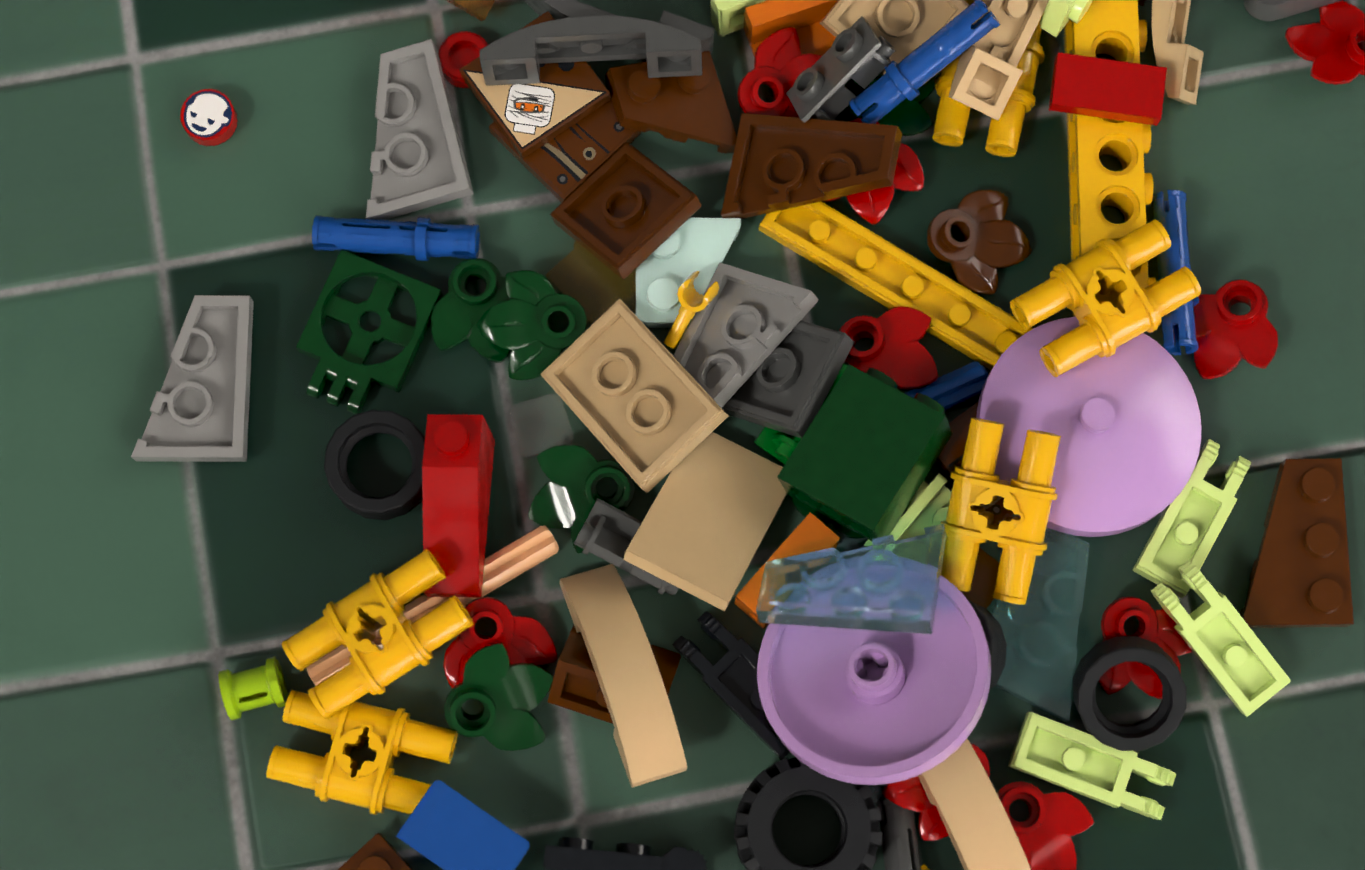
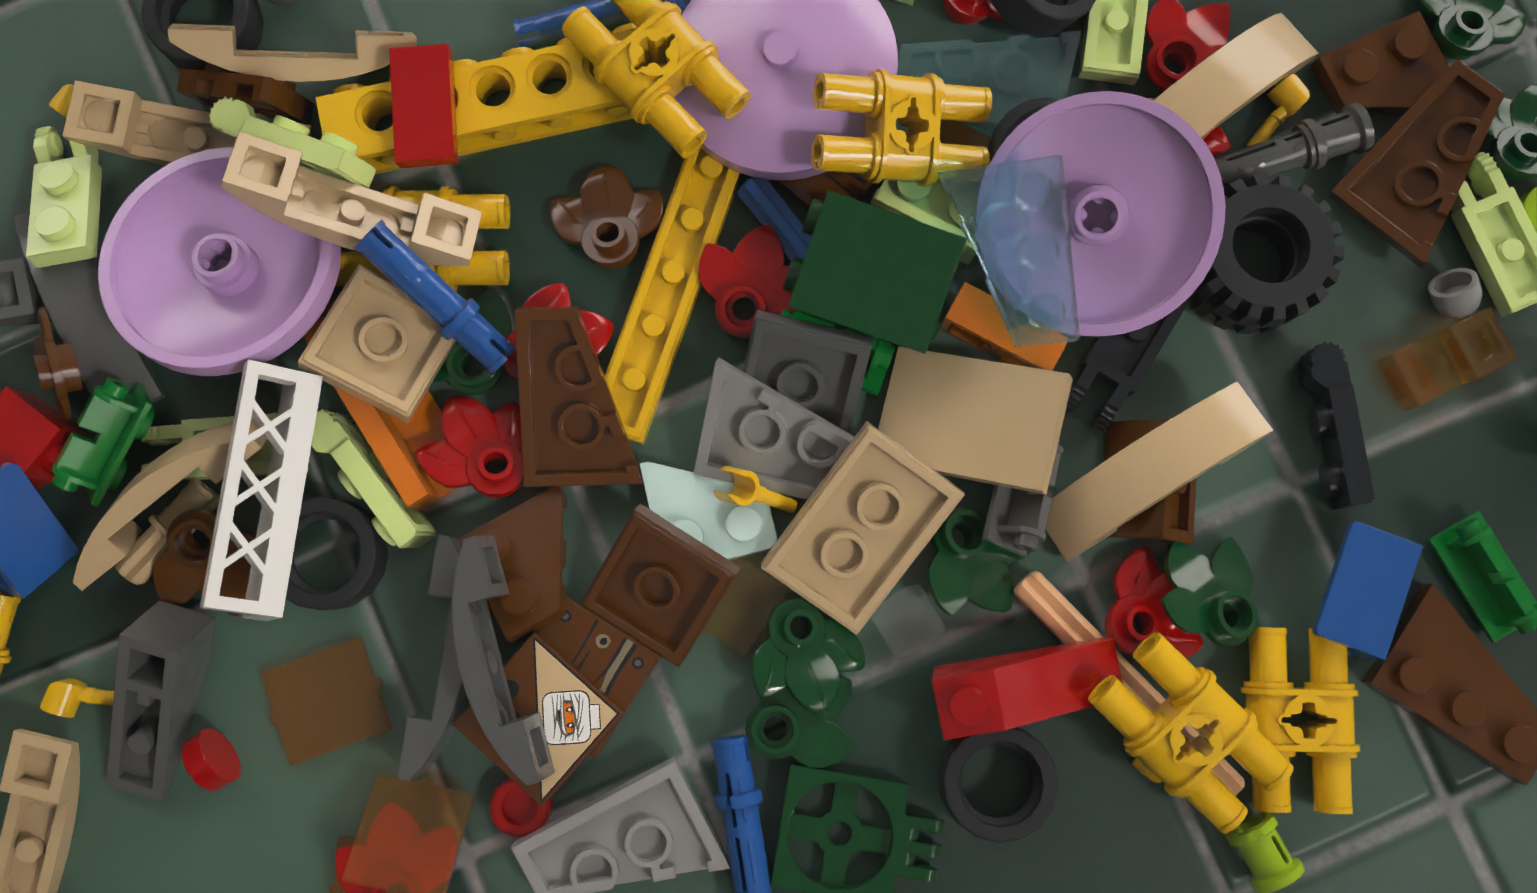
camera: 100 degrees left, 5 degrees up
(854, 54) = (474, 400): dark grey hinge -> none

